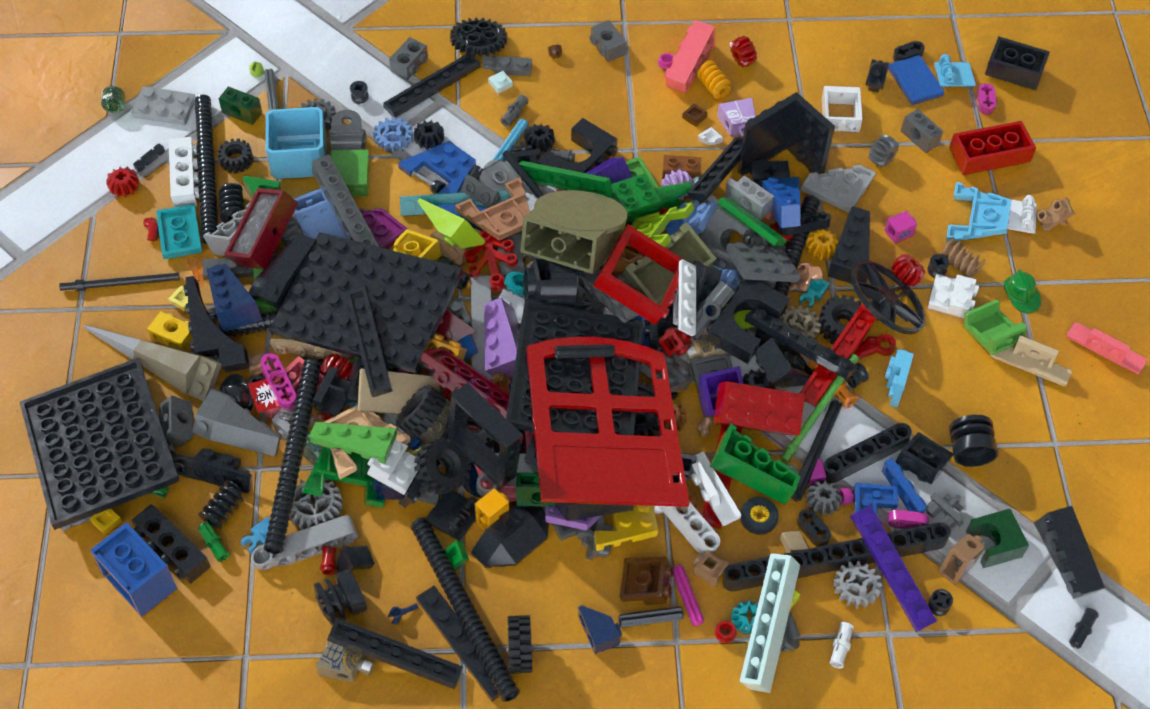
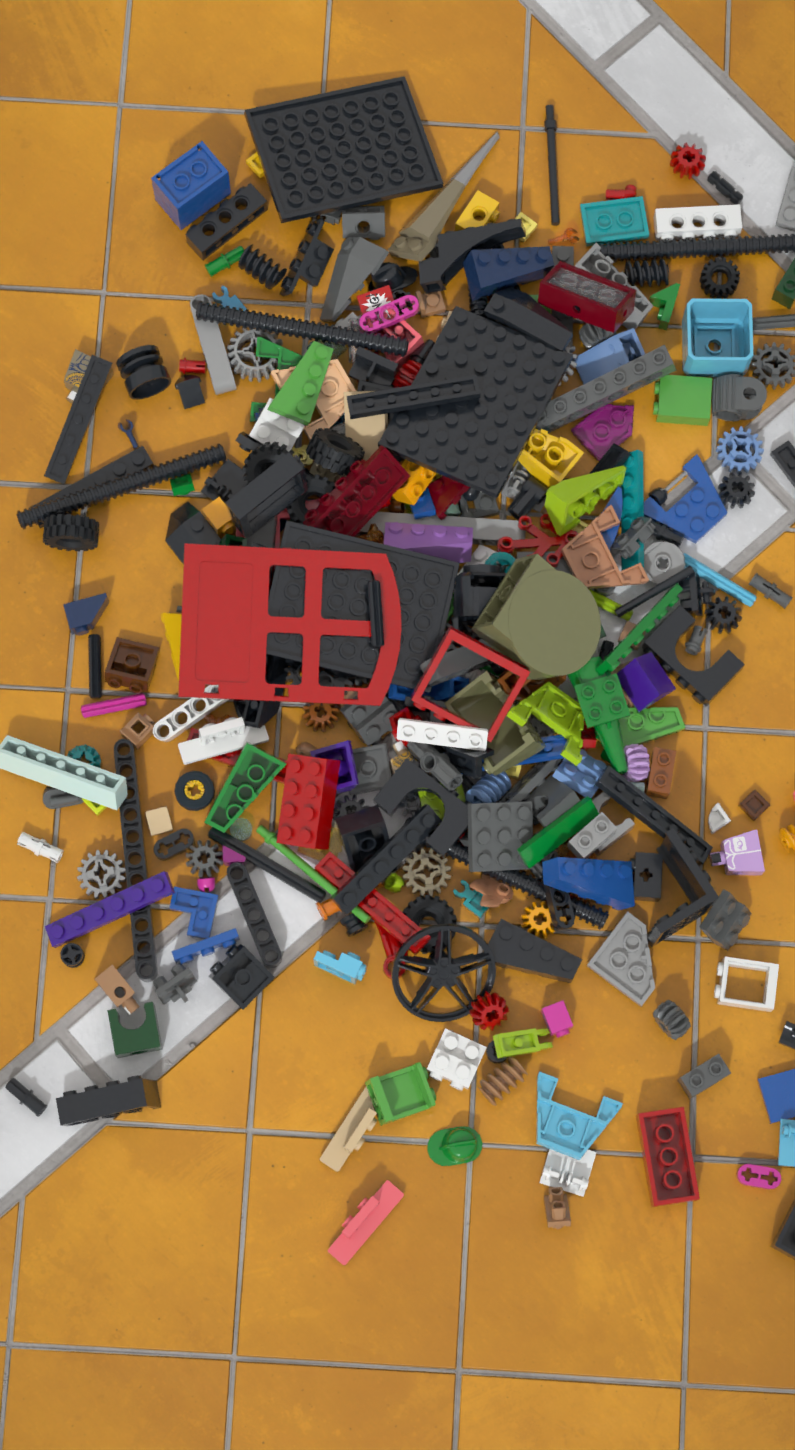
camera: 95 degrees right, 20 degrees up
(413, 219) = (613, 458): none -> black tile
(725, 626) = (67, 730): red plate -> none
(907, 519) = (168, 943): dark pink beam -> none
(929, 244) = (520, 1042): none -> lime hinge
(973, 440) = (249, 1028): black wheel -> none

